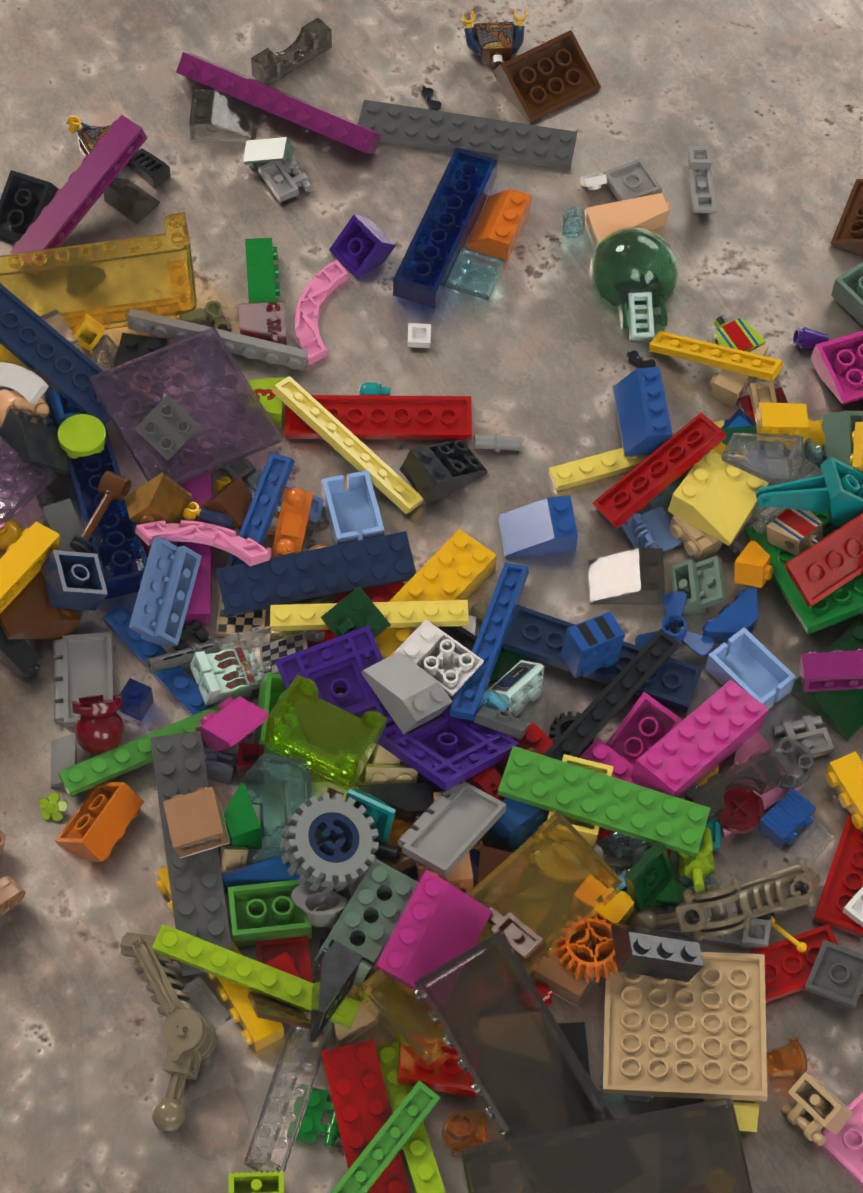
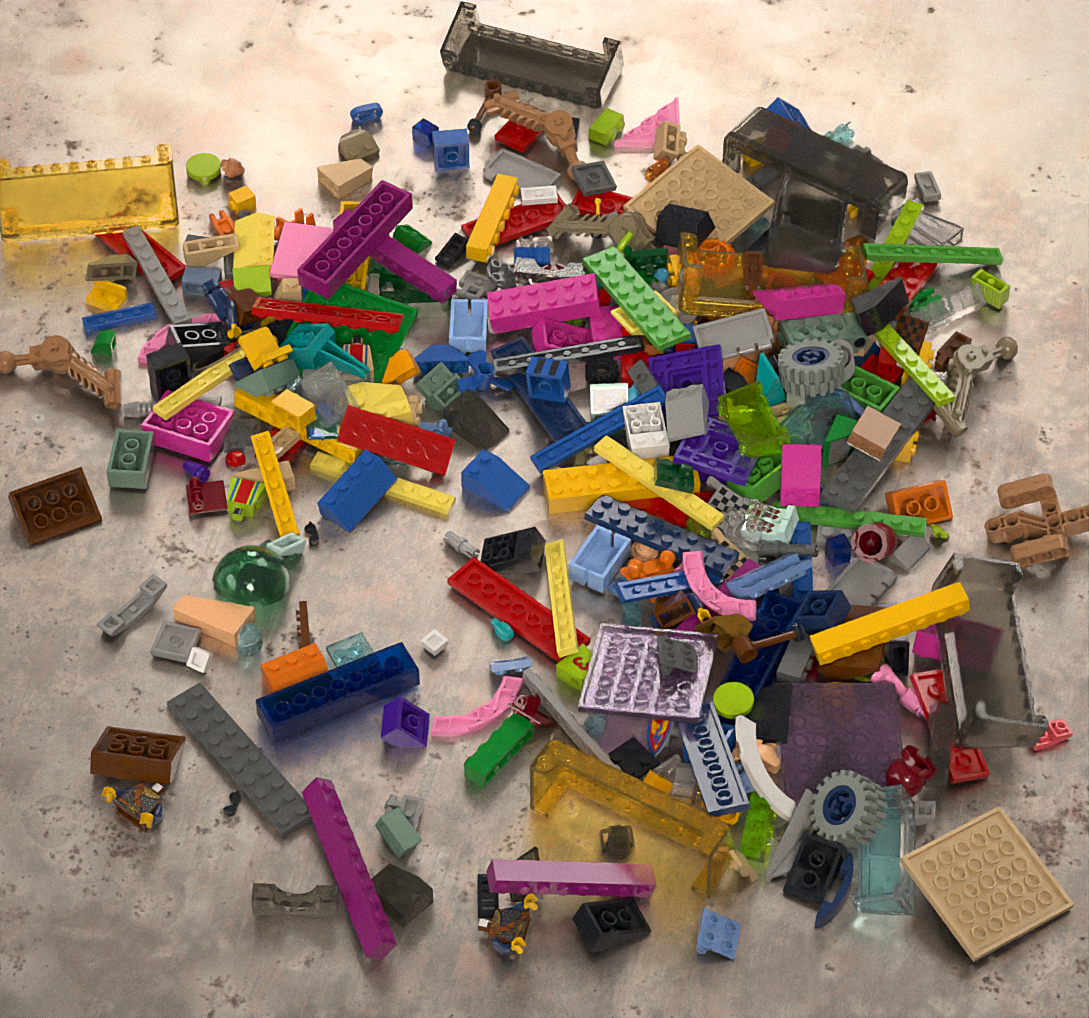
camera: 135 degrees left, 10 degrees down
(155, 720) = (826, 532): none -> light grey plate
(231, 1067) = (948, 349): none -> reddish brown hinge
(331, 361) = (501, 666): none -> medium blue plate
(539, 264) = (303, 629): none -> reddish brown plate
(773, 323) = (205, 496): none -> dark red hinge
(796, 382) = (235, 459): none -> red piece
(819, 400) = (239, 434): none -> dark grey plate

